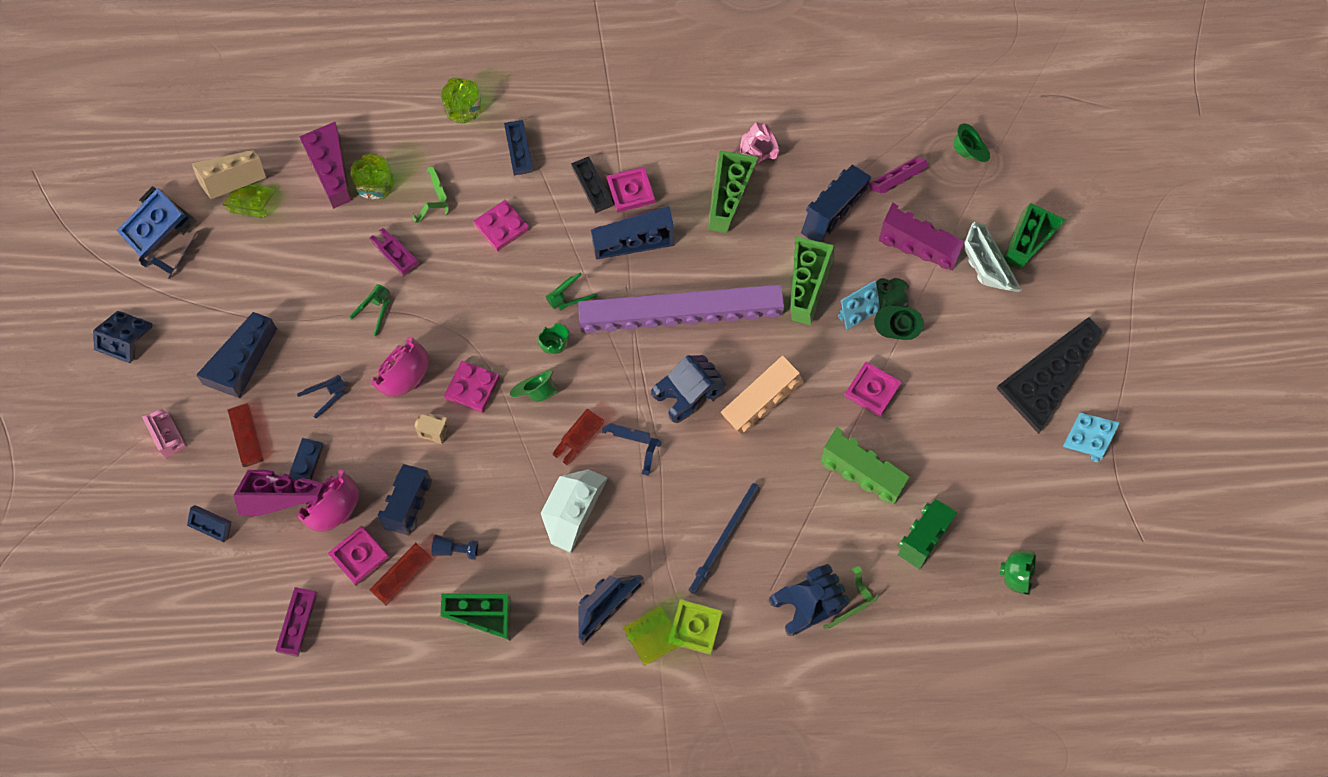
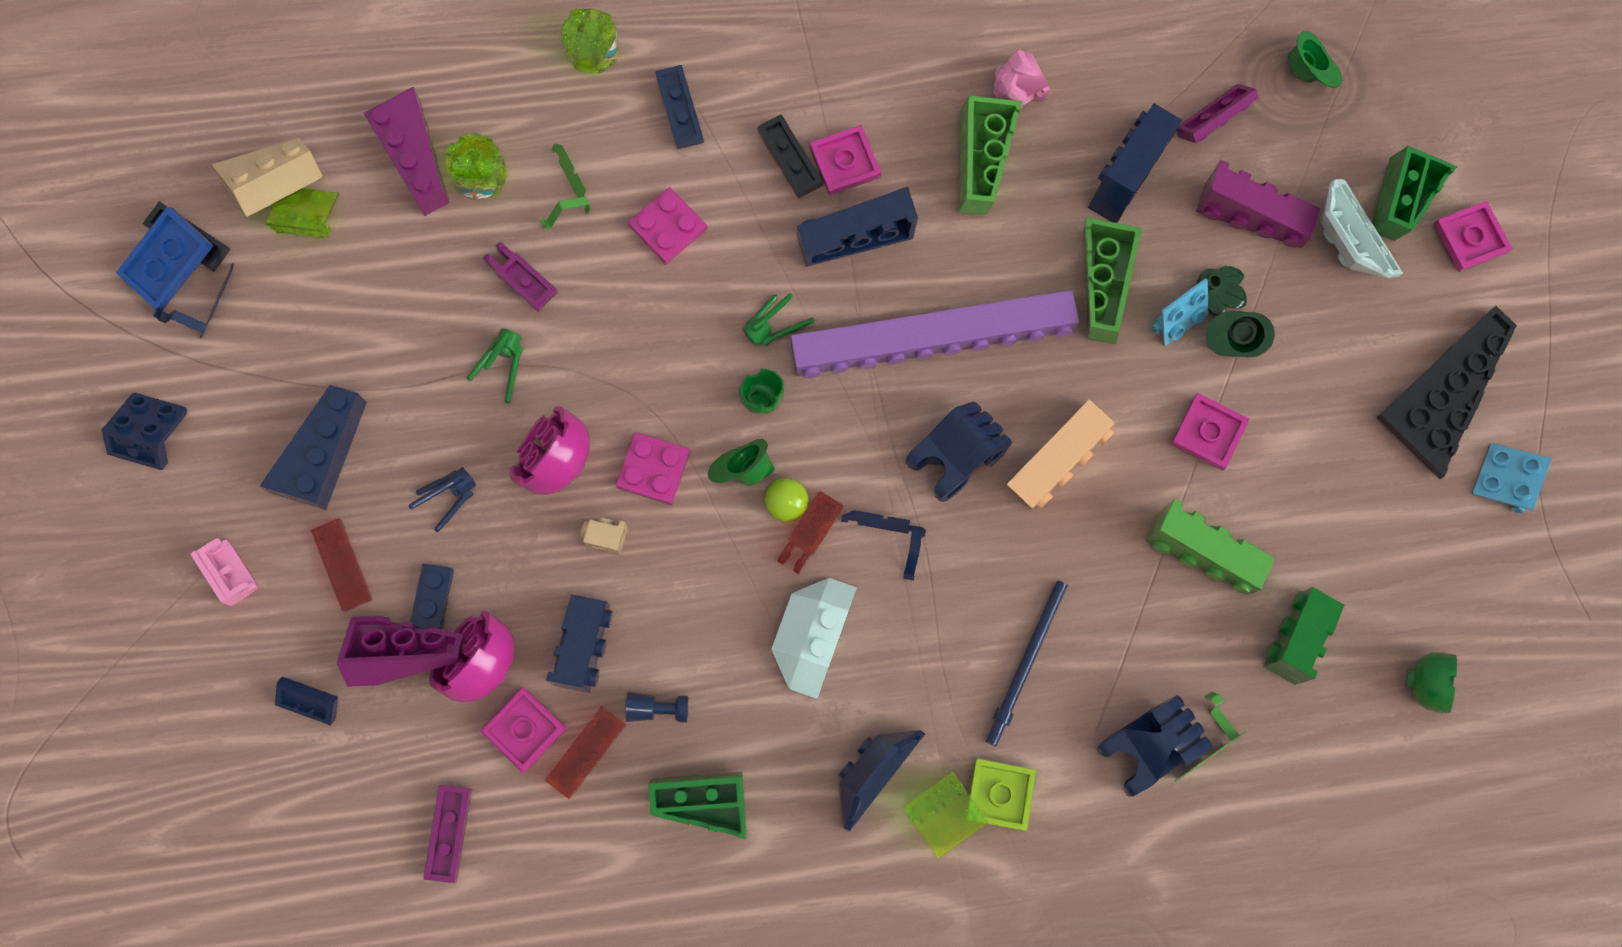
camera: 10 degrees left, 10 degrees up
(563, 413) = (786, 499): none -> lime hair
(1077, 269) = (1472, 236): none -> dark pink plate

